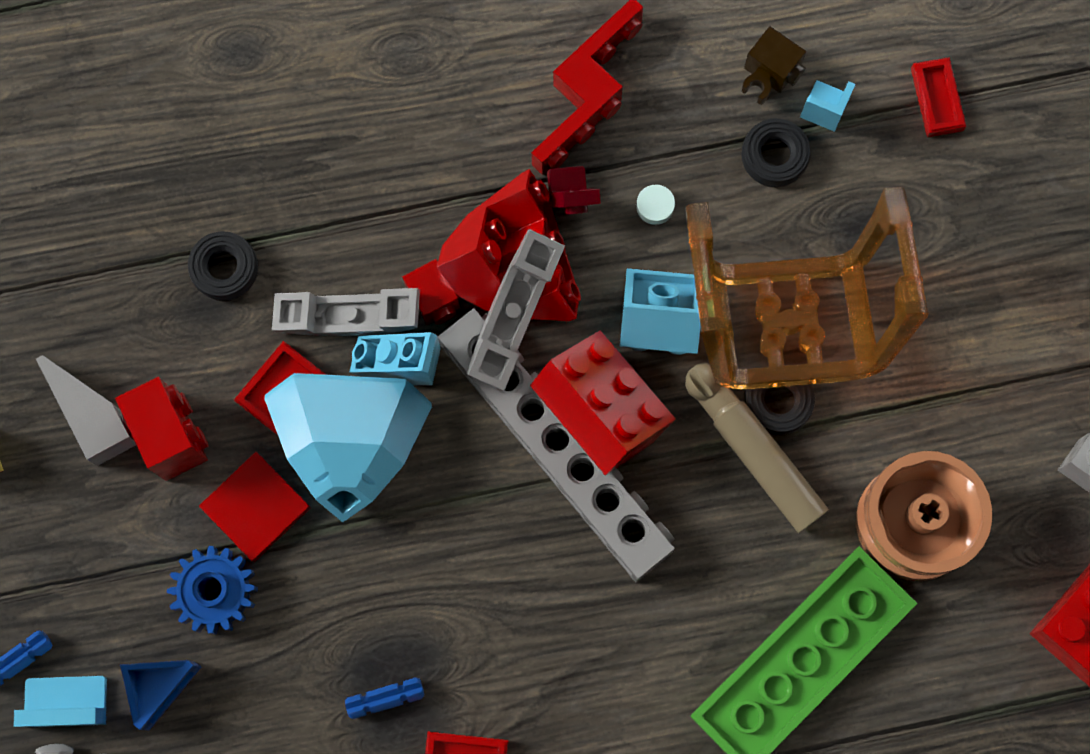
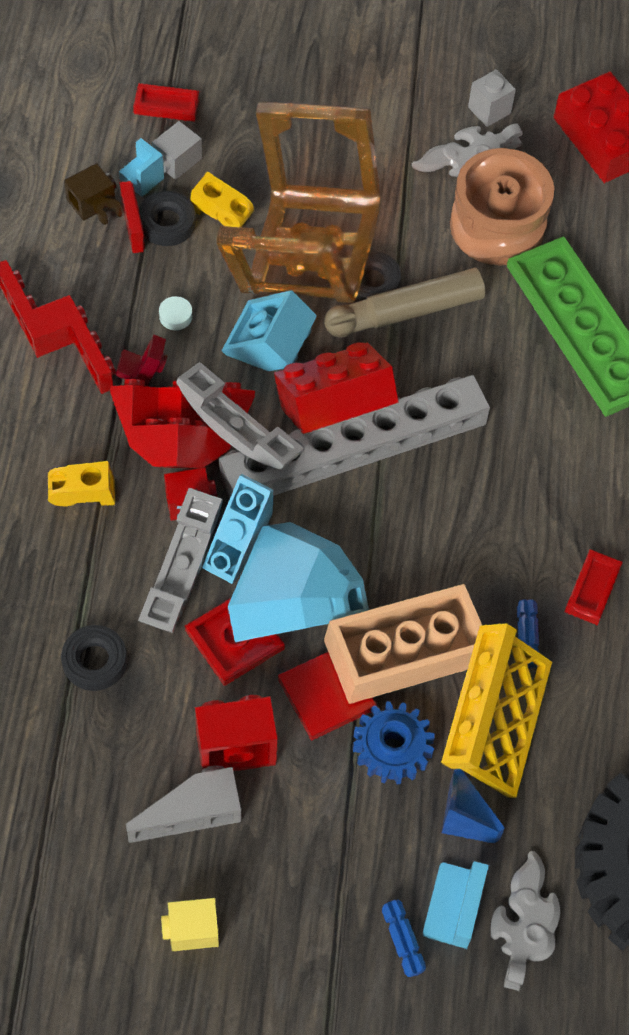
camera: 80 degrees left, 15 degrees down
(263, 665) = (481, 703): none -> yellow fence
(316, 570) = (403, 643): none -> light nougat brick
(408, 185) = (82, 484): none -> yellow leg
(767, 108) = (132, 217): none -> red tile
(814, 202) = (221, 201): none -> yellow leg
(867, 130) = (179, 148): none -> light grey brick
(1007, 475) = (457, 155): none -> light grey piece

